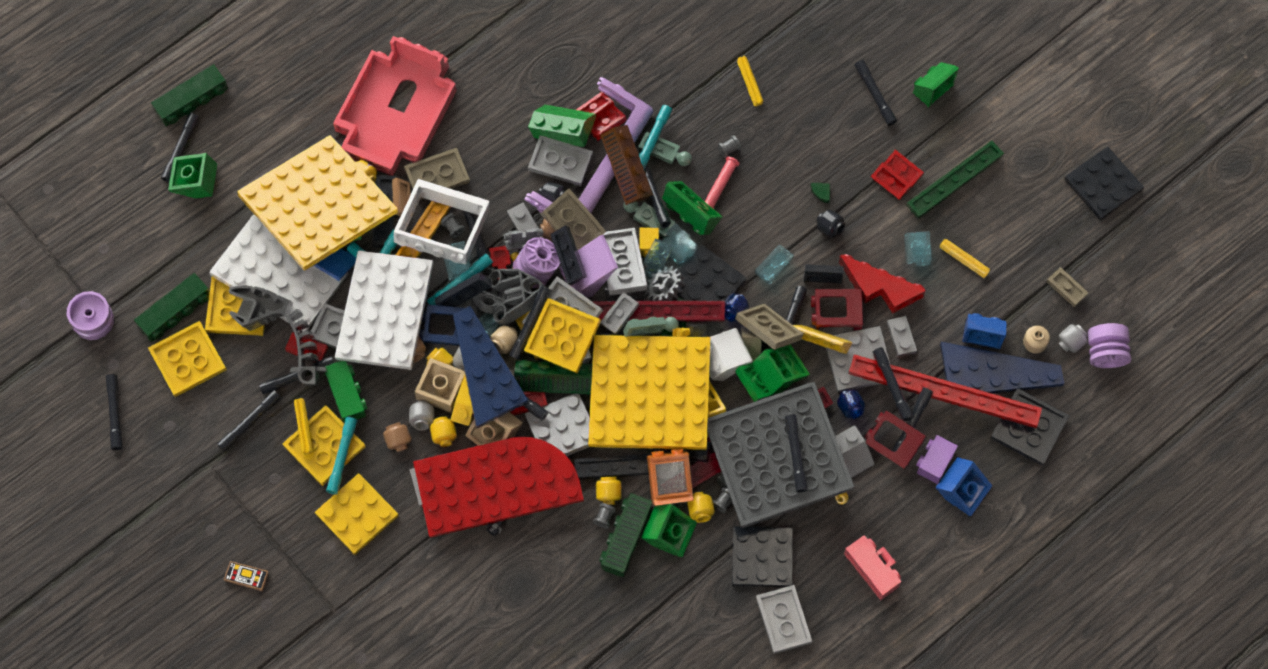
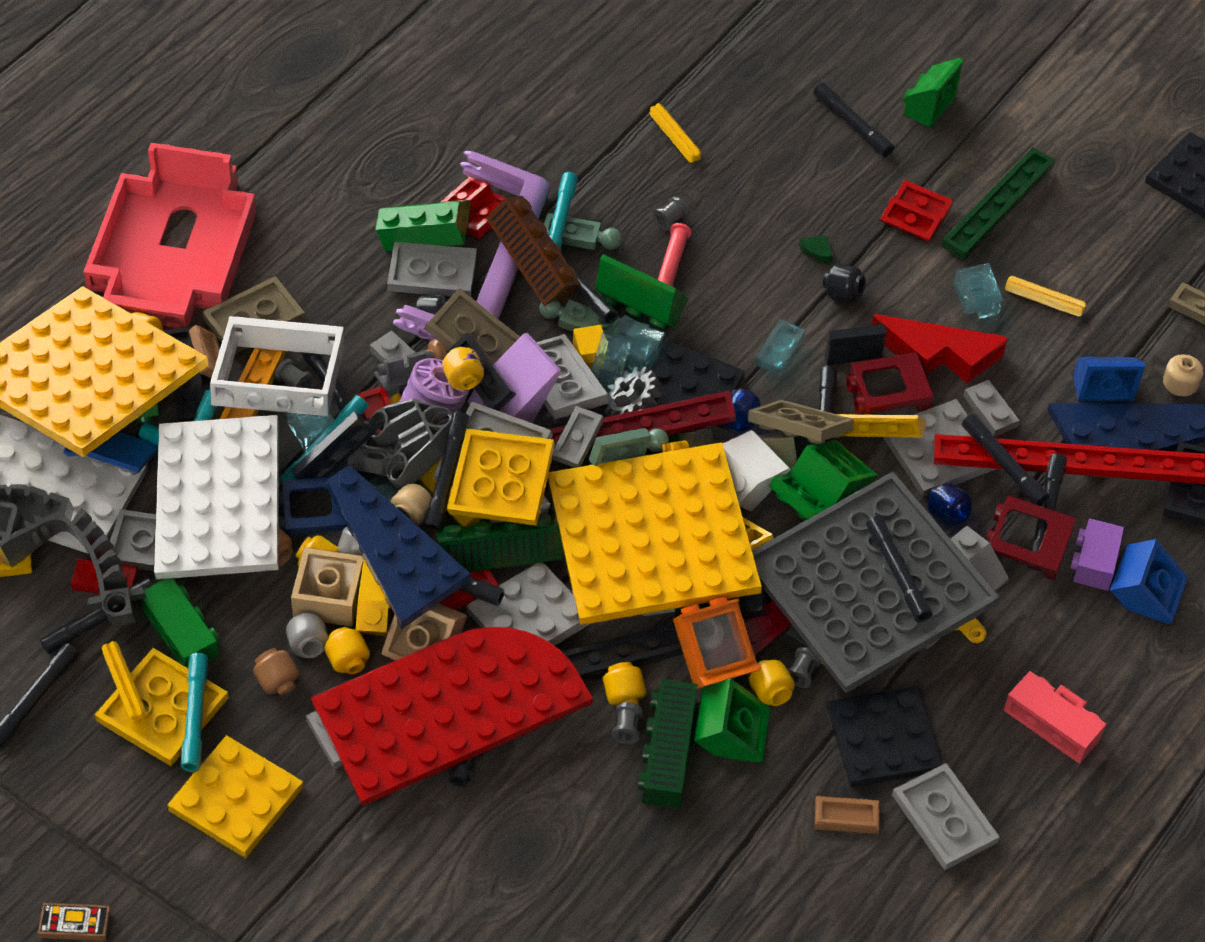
camera: 15 degrees left, 15 degrees down
(556, 252) = (462, 367): none -> yellow head
(724, 604) = (846, 814): none -> medium nougat tile

